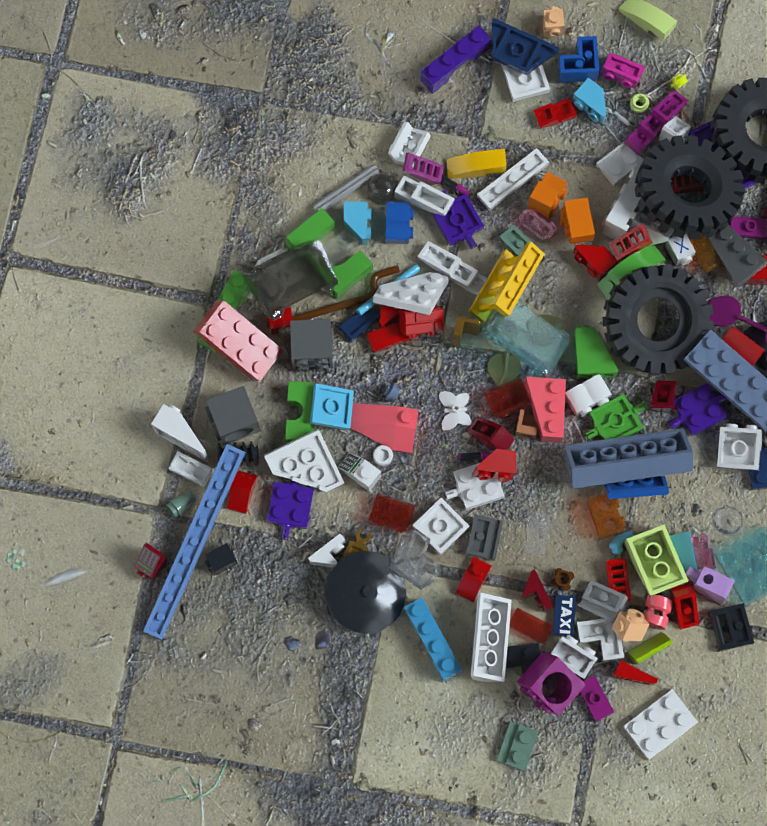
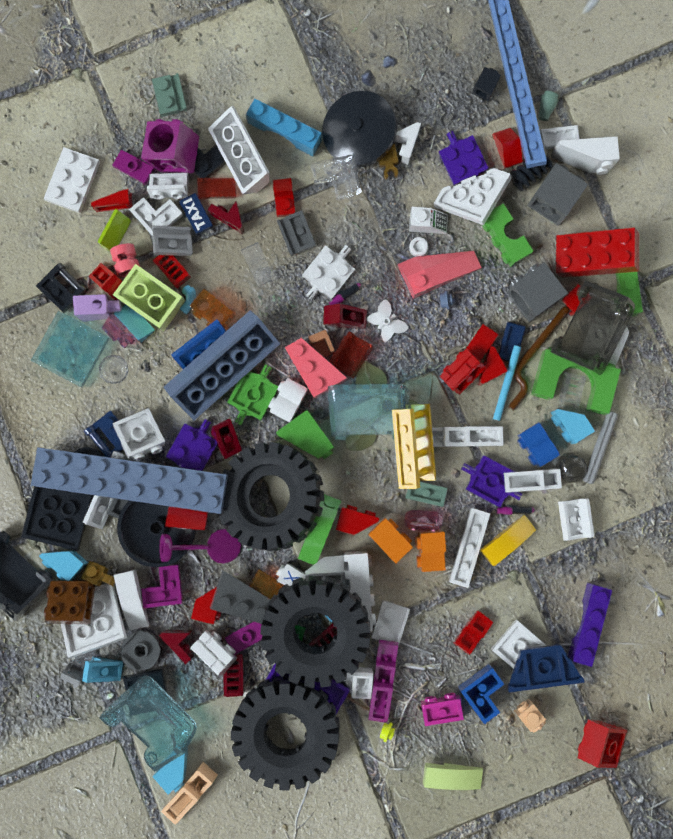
camera: 145 degrees right, 10 degrees up
(149, 562) = (539, 45): dark red slope -> none
(331, 407) = (485, 253): medium azure plate -> none
(392, 513) = (380, 203): clear red bracket -> none
(413, 293) = (484, 388): white plate -> none
(434, 170) = (539, 509): magenta slope -> none
(441, 526) = (336, 219): white plate -> none
(465, 325) = (426, 383): pearl gold panel -> none
(498, 465) = (322, 291): red slope -> none
(568, 576) = (210, 240): reddish brown plate -> none
(591, 100) = (452, 664): medium azure slope -> none
(630, 625) = (137, 232): light nougat brick -> none
(633, 248) = (326, 562): red slope -> none
(639, 98) = (408, 695): yellowish green plate -> none

